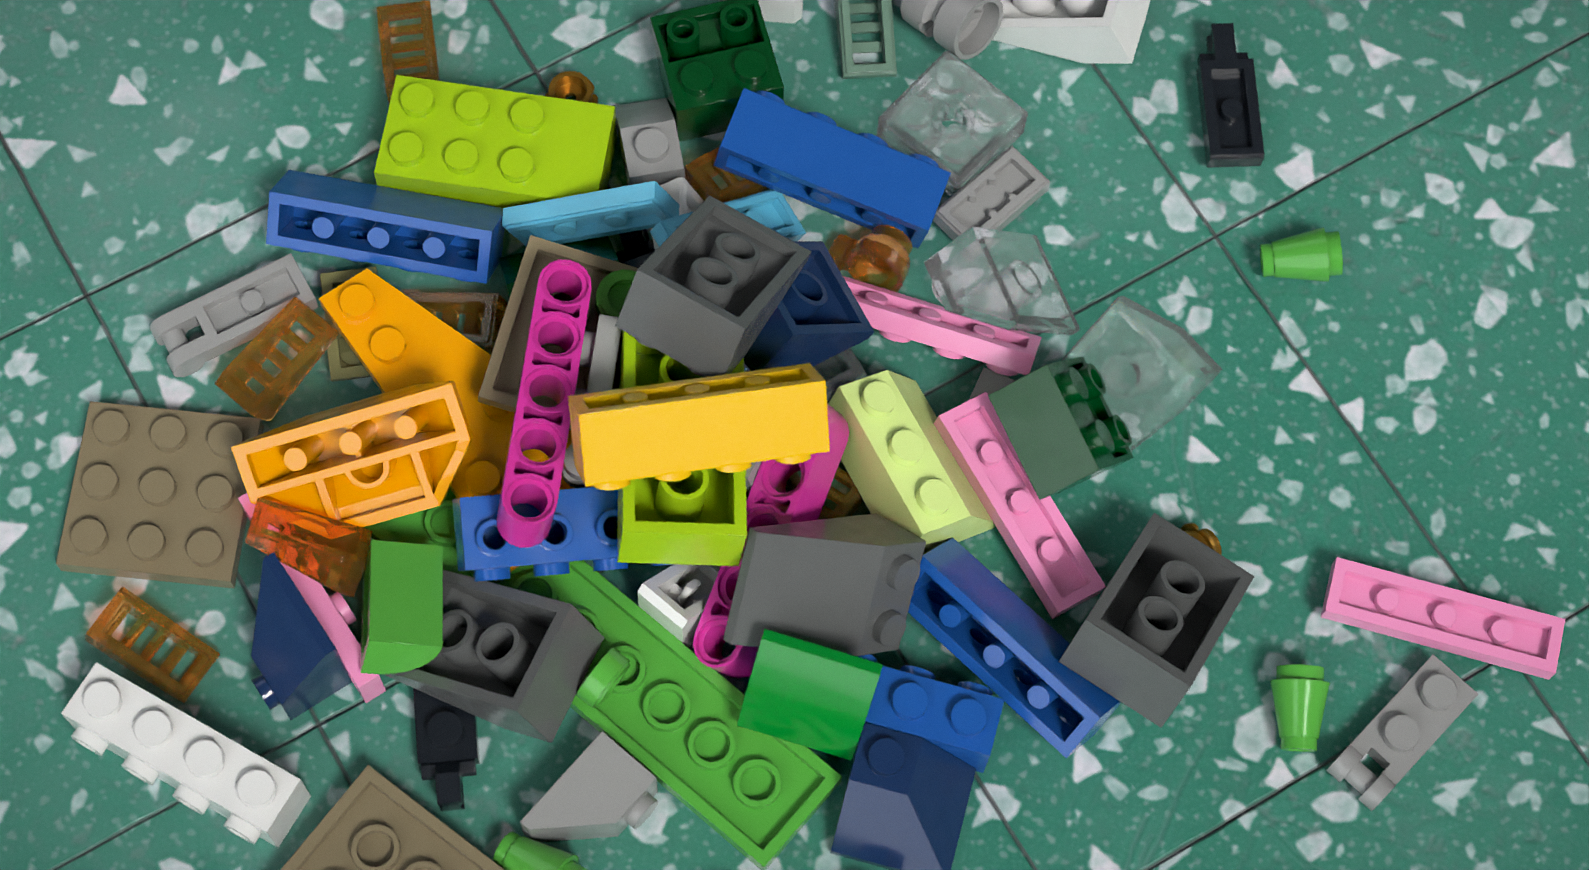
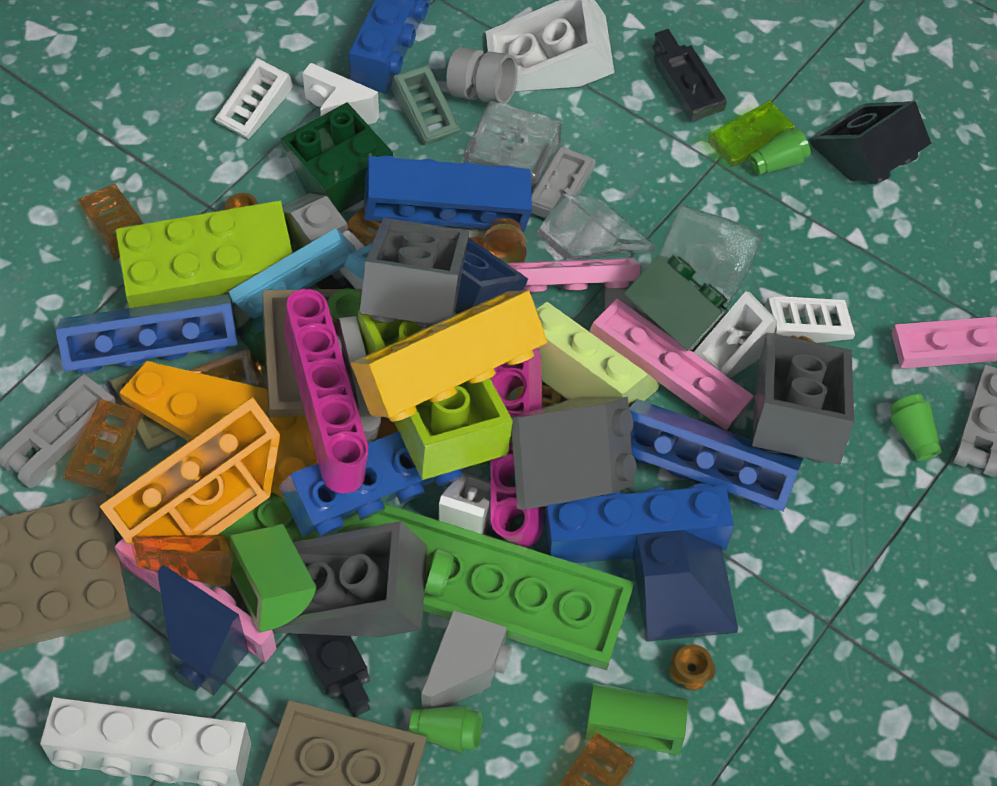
camera: 20 degrees left, 10 degrees down
(127, 603) = (74, 659): clear orange slope -> none
(809, 694) = (592, 527): green slope -> none
(1117, 501) = (738, 336): none -> white slope
(1216, 482) = (797, 307): none -> white slope
(1276, 212) = (748, 133): none -> clear neon green plate
(1437, 283) = (873, 140): none -> black slope

